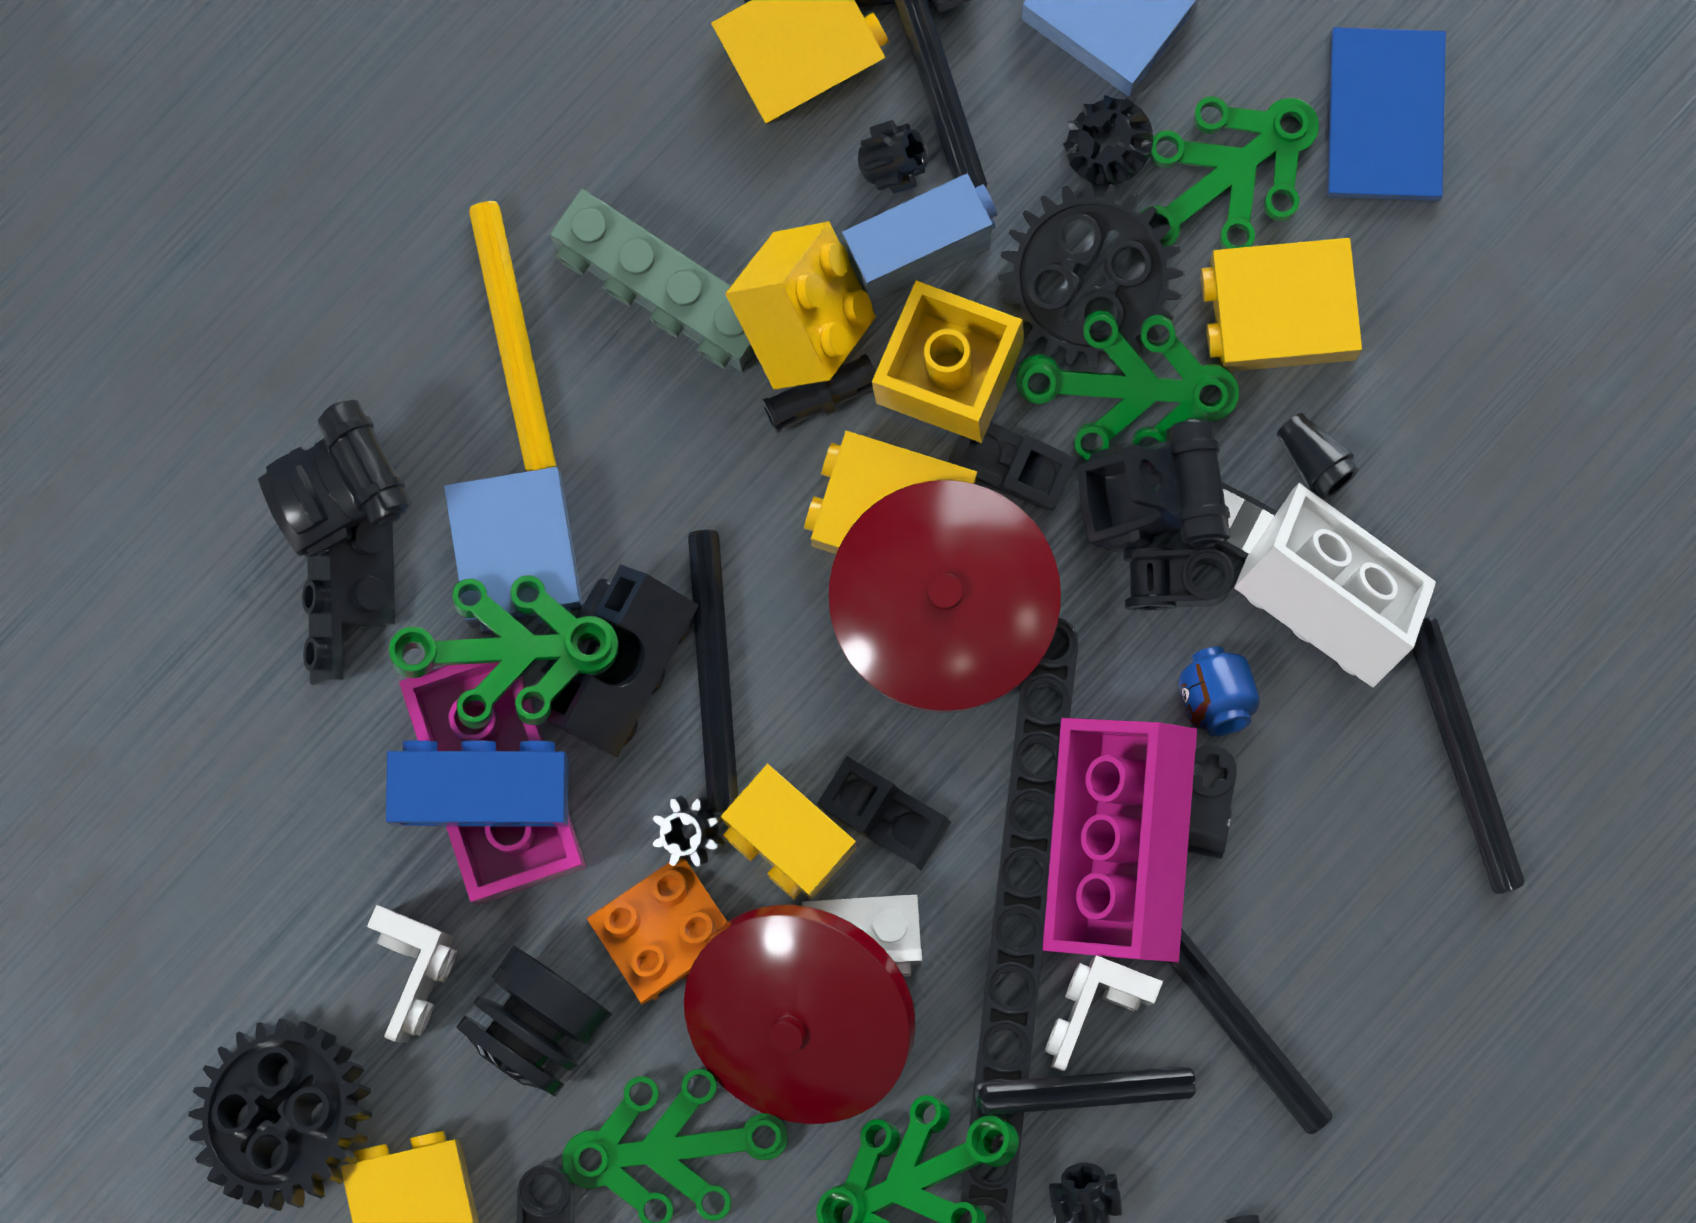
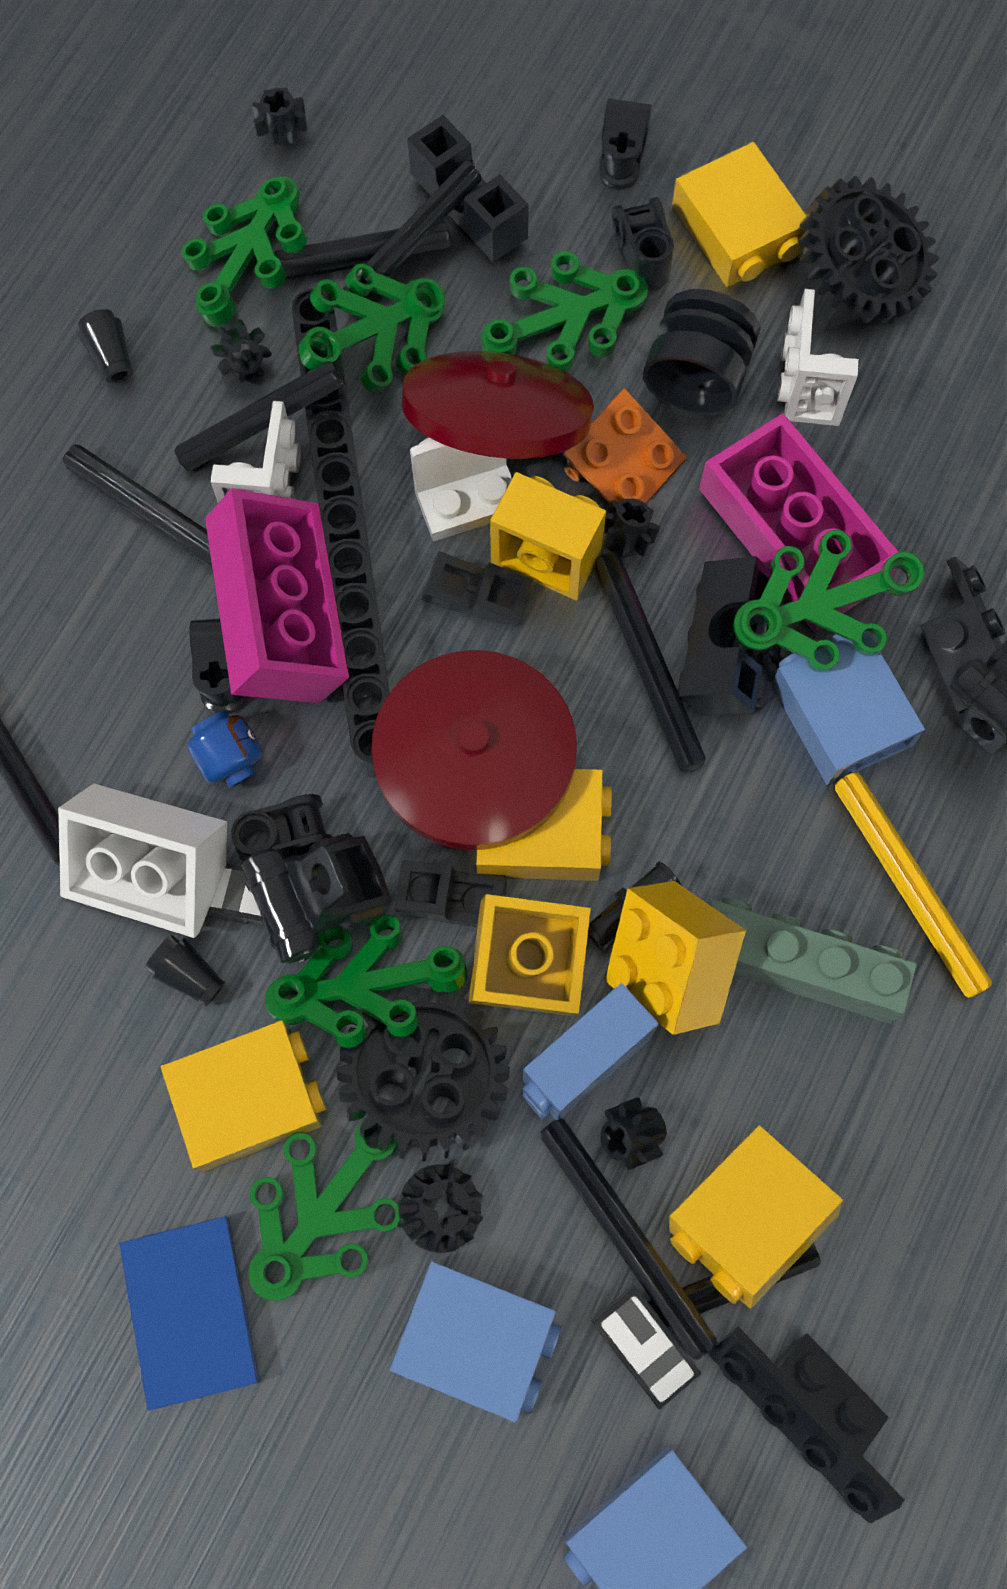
camera: 160 degrees right, 10 degrees down
(477, 785) = (810, 482): blue brick -> none

